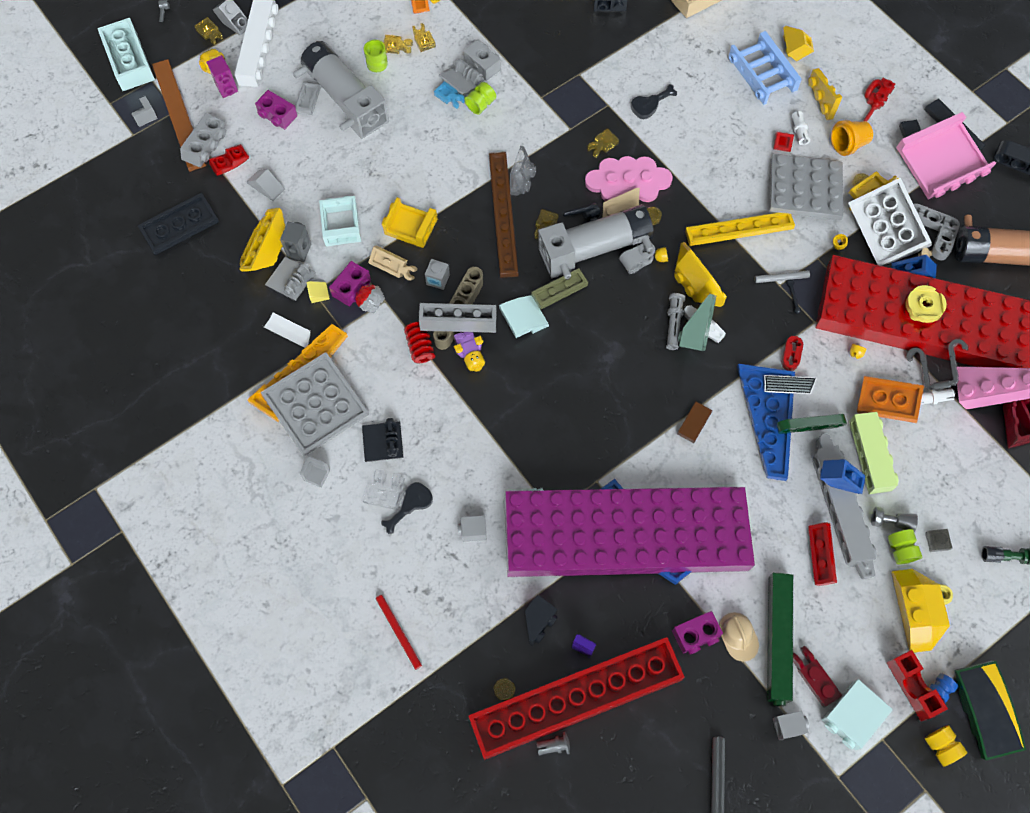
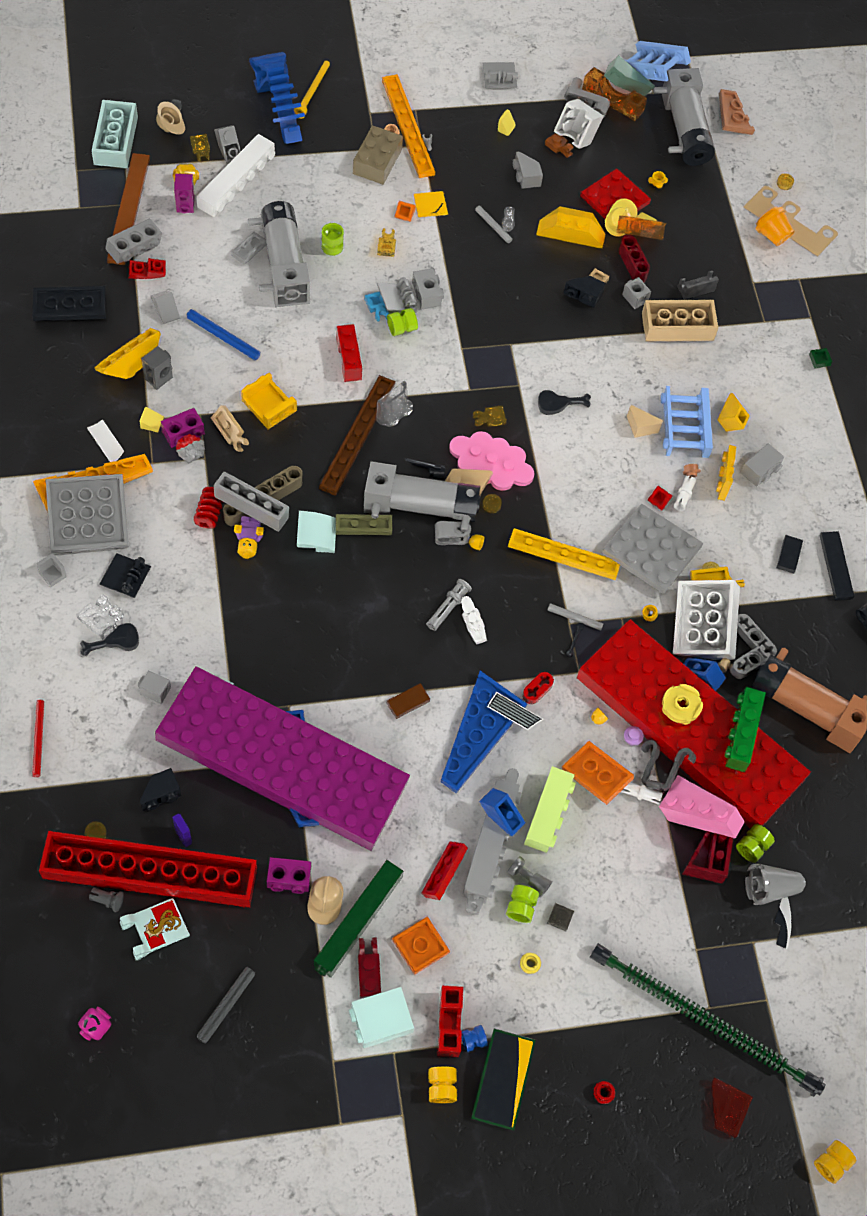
camera: 20 degrees right, 5 degrees down
(144, 114) = (99, 195): light grey panel -> none
(166, 18) = (170, 118): none -> tan piece
(276, 109) = (214, 245): magenta brick -> none
(290, 278) = (135, 397): light grey hinge -> none
(333, 184) = (223, 334): none -> blue axle
(342, 235) = (202, 382): light aqua window -> none
(394, 44) = (358, 236): clear yellow plate -> none
(437, 274) = (263, 457): light grey brick -> none
(446, 138) = (350, 353): none -> red arch
(545, 220) = (394, 458): clear yellow plate -> none
(613, 745) = (156, 927): none -> flag
(696, 278) = (491, 577): yellow wedge -> none
(697, 329) = (461, 619): sand green slope -> none
(729, 85) = (643, 422): none -> tan slope
(791, 725) = (318, 994): light grey brick -> none
(793, 106) = (691, 470): none -> nougat plate
(811, 423) = (509, 755): dark green beam -> none
(844, 631) = (420, 945): none -> orange tile
(846, 73) = (762, 465): none -> light grey brick
(850, 135) = (724, 523): light orange piece -> none
(877, 99) = (780, 503): red piece -> none
(894, 352) = (633, 735): none -> lavender plate
(920, 609) = (500, 964): yellow wedge -> none
(943, 157) = (803, 585): bright pink panel -> none
(990, 299) = (745, 729): none -> green brick

